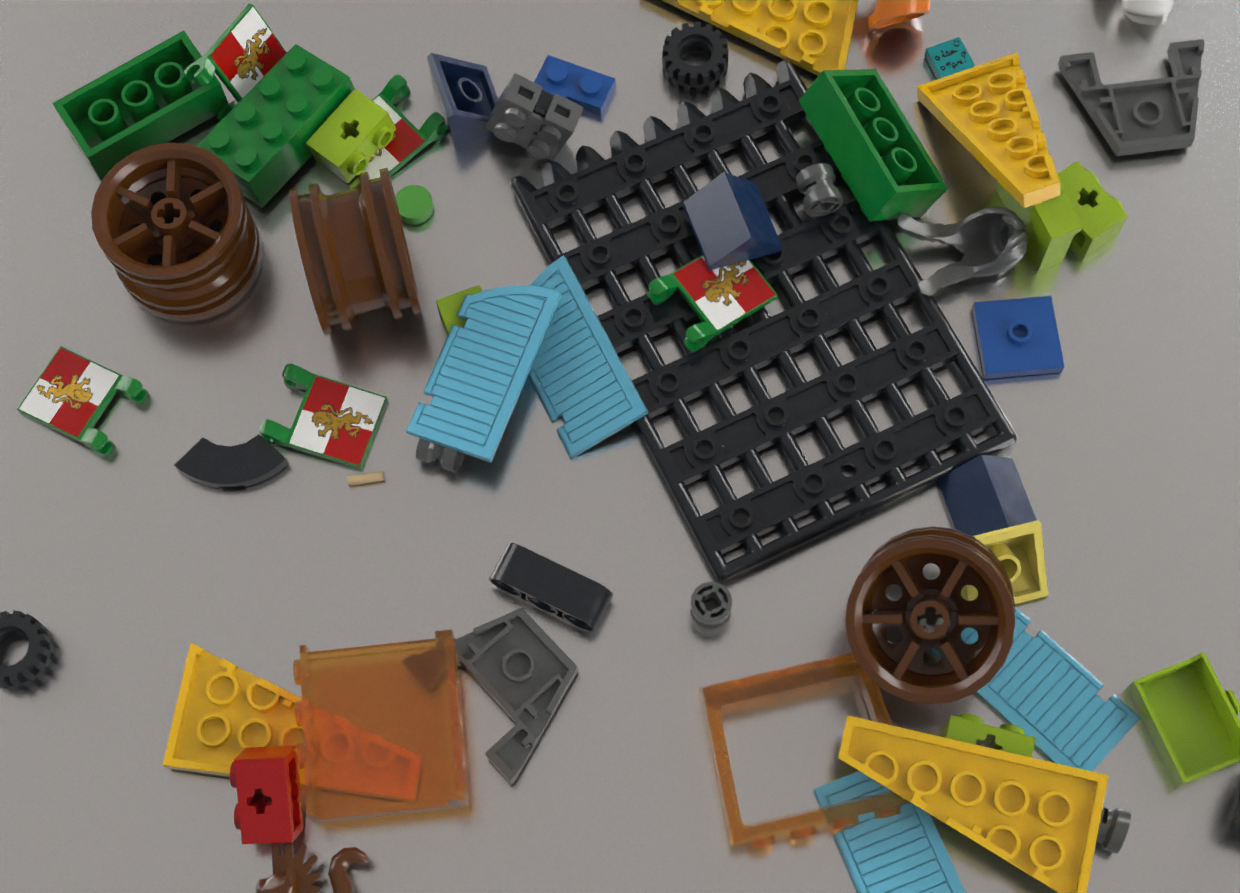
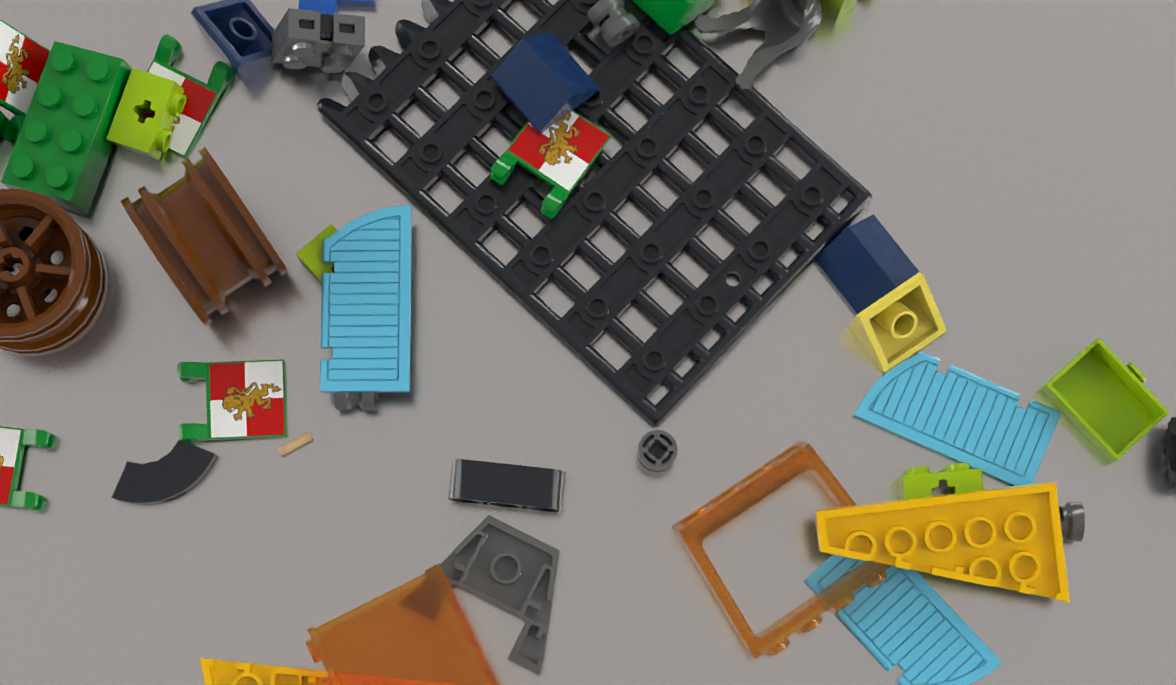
camera: 25 degrees left, 10 degrees up
(414, 204) = (233, 160): bright green tile -> none
(580, 369) = (453, 269): medium azure piece -> none
(901, 664) = (901, 433): reddish brown wheel -> none
(1017, 337) = (839, 96): blue plate -> none

